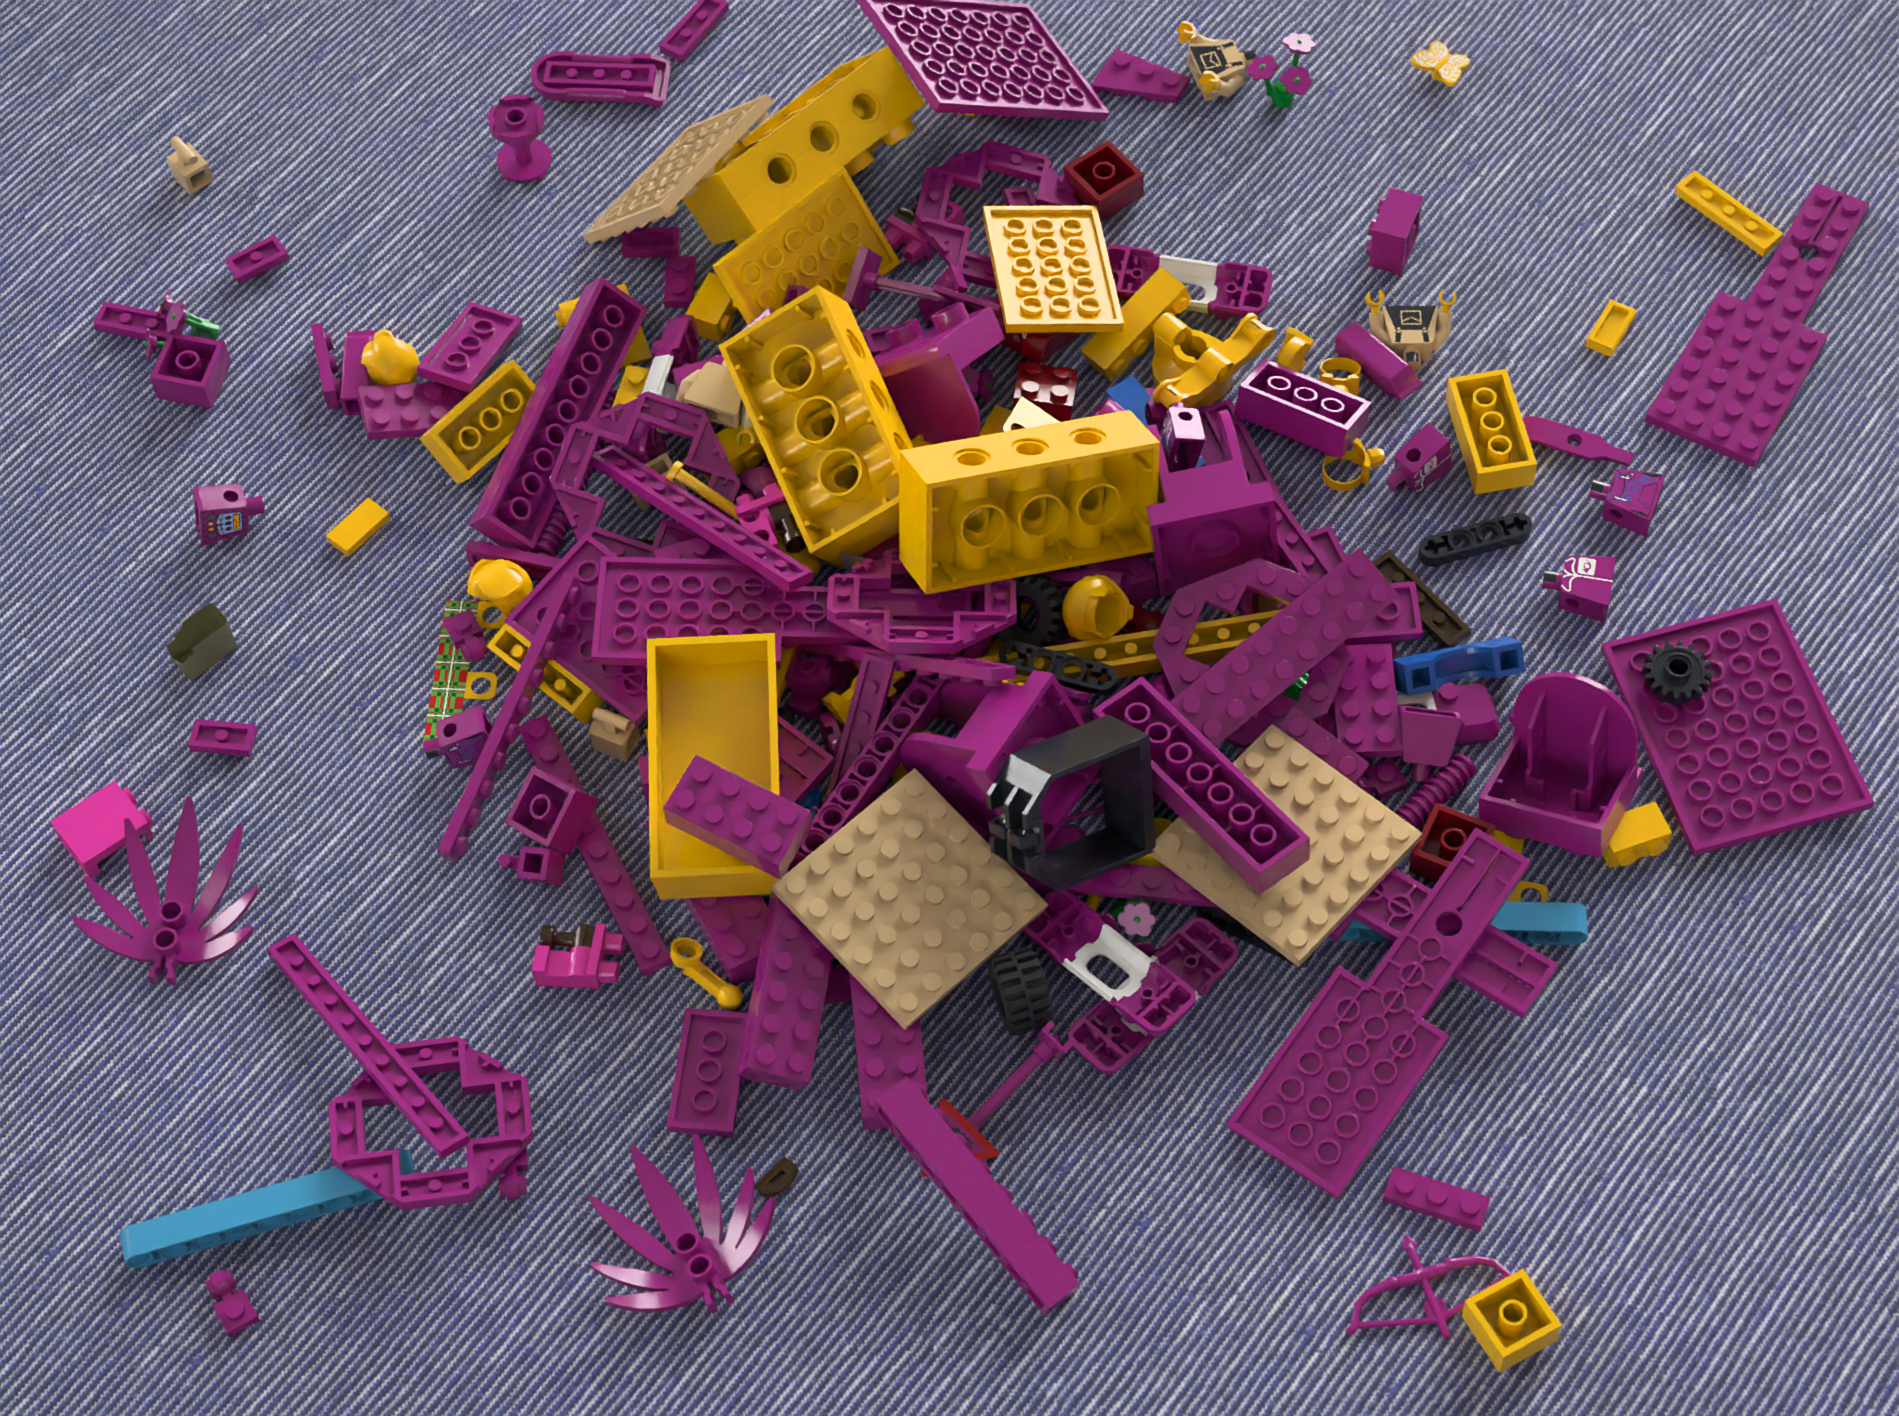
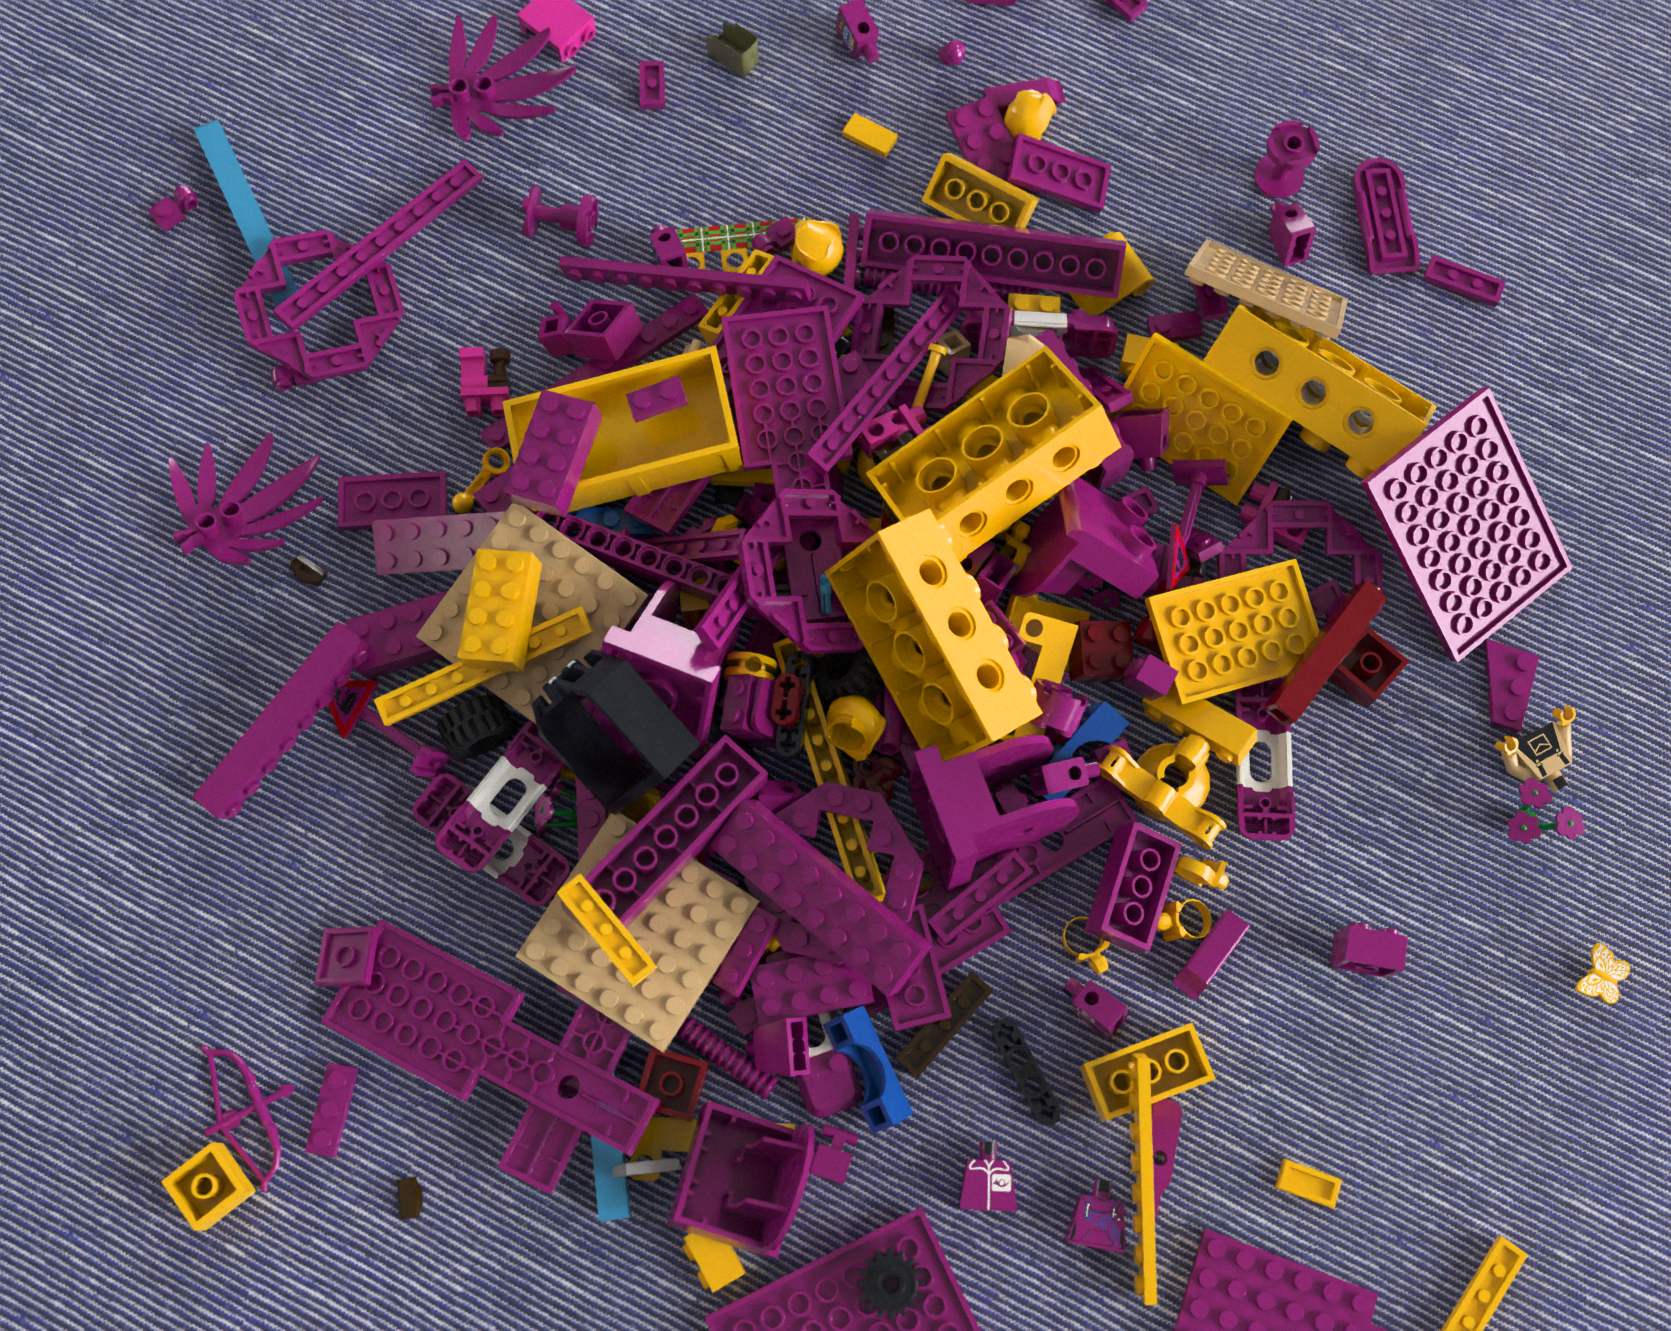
camera: 75 degrees right, 15 degrees up
(277, 428) = (952, 53): none -> magenta piece
(327, 365) = (1025, 70): magenta plate -> none
(392, 825) = (569, 217): none -> magenta piece
(600, 155) = (1291, 232): none -> magenta torso
(694, 710) = (657, 399): none -> magenta plate
(909, 903) = (500, 610): none -> yellow brick
(944, 605) = (825, 593): none -> dark azure pin
(964, 948) = (460, 678): none -> yellow plate
(1056, 660) = (793, 700): none -> dark red beam
(1089, 201) = (1325, 653): none -> dark red brick
(1090, 344) = (1149, 677): none -> magenta brick
(1265, 1161) = (346, 957): none -> magenta tile
(1298, 826) = (606, 930): none -> yellow plate
(1411, 330) = (1255, 981): tan torso -> none
(1538, 878) = (646, 1167): none -> light grey tile
(1542, 1128) = (409, 1198): none -> dark brown piece
(1595, 441) = (1143, 1190): none -> yellow plate

